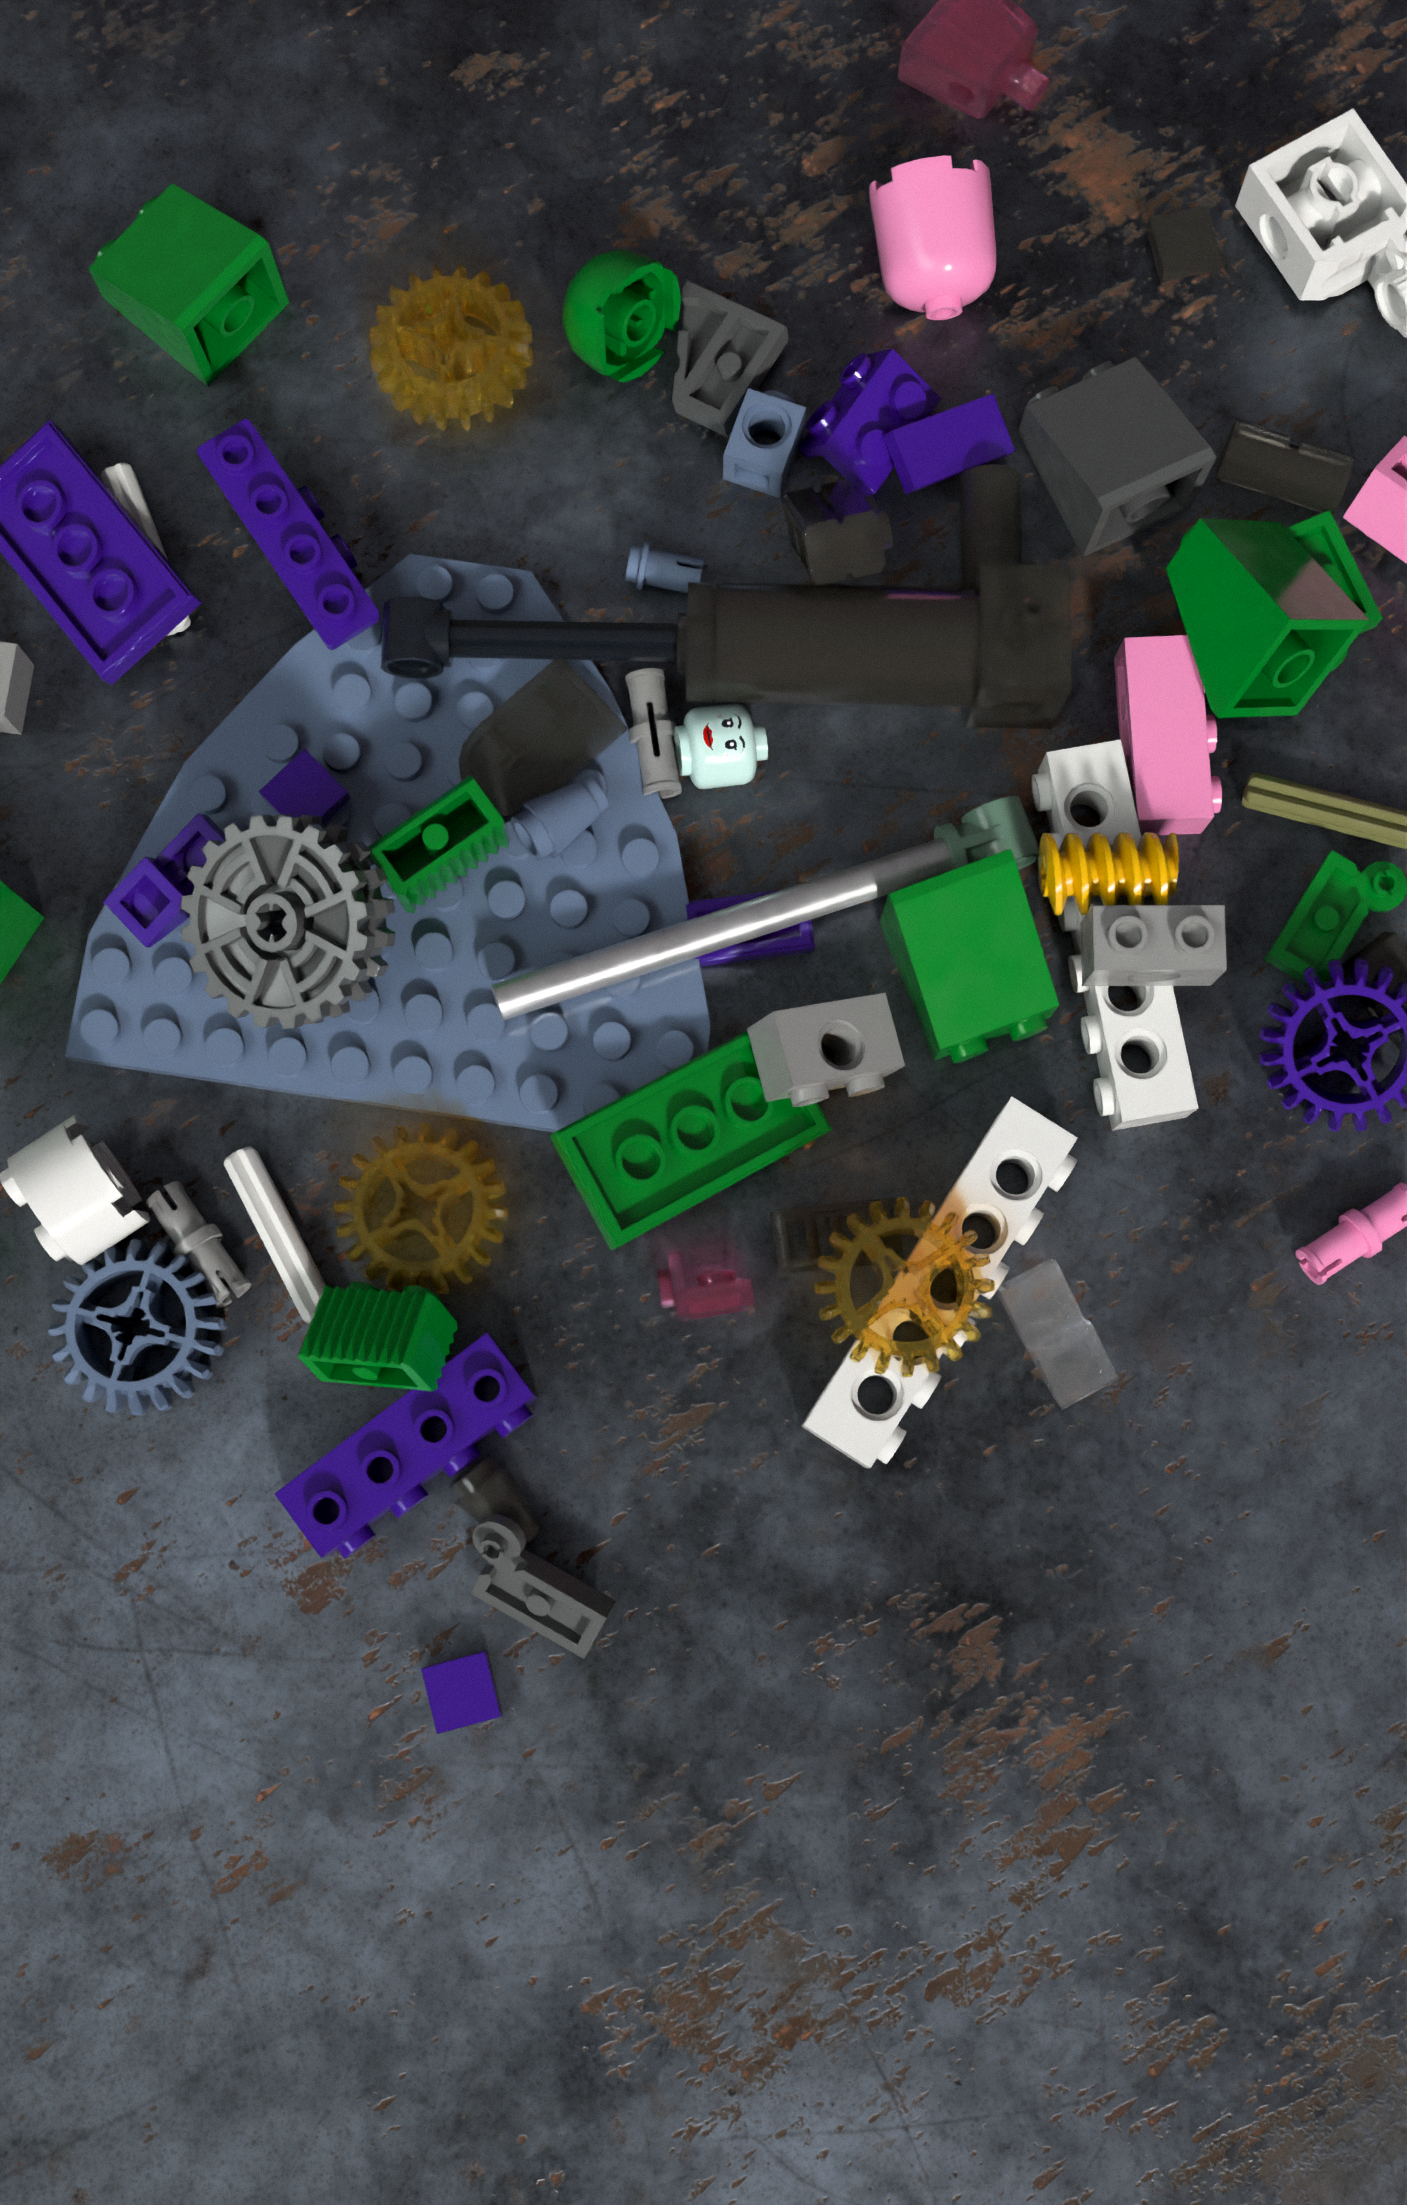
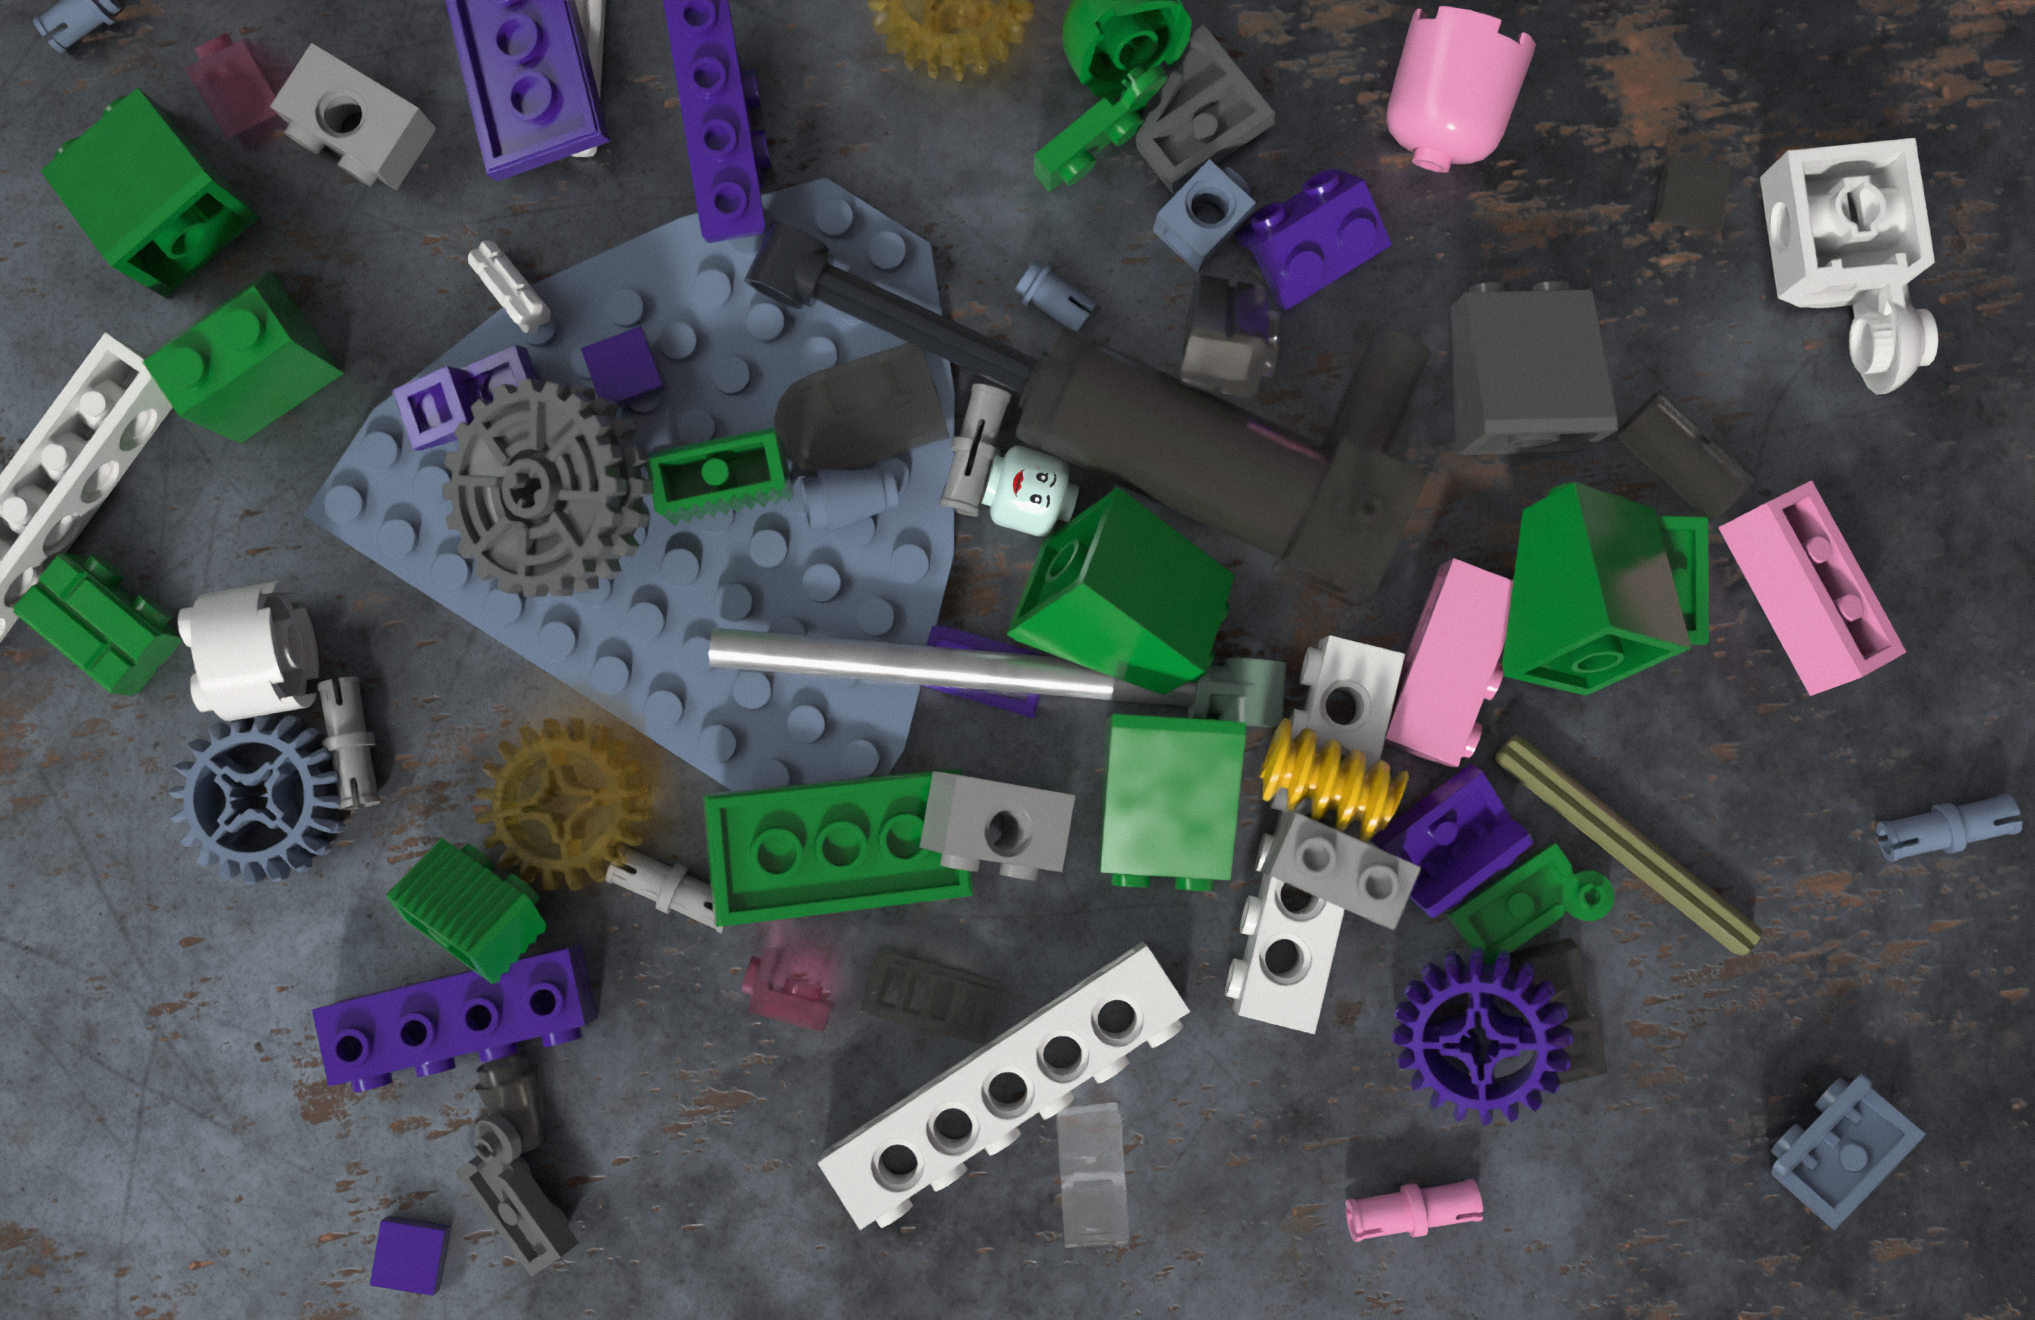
camera: 20 degrees right, 5 degrees up
(167, 768) = (509, 287): none -> white axle
(276, 1229) = (426, 761): white axle -> none
(552, 1246) = (666, 885): none -> light grey pin
(644, 394) = (1072, 151): none -> green hinge
(848, 797) = (1125, 597): none -> green slope
(923, 1311) = (930, 1092): clear yellow gear -> none
(949, 443) = (1377, 294): dark purple tile -> none
(1250, 878) = (1456, 838): none -> dark purple bracket

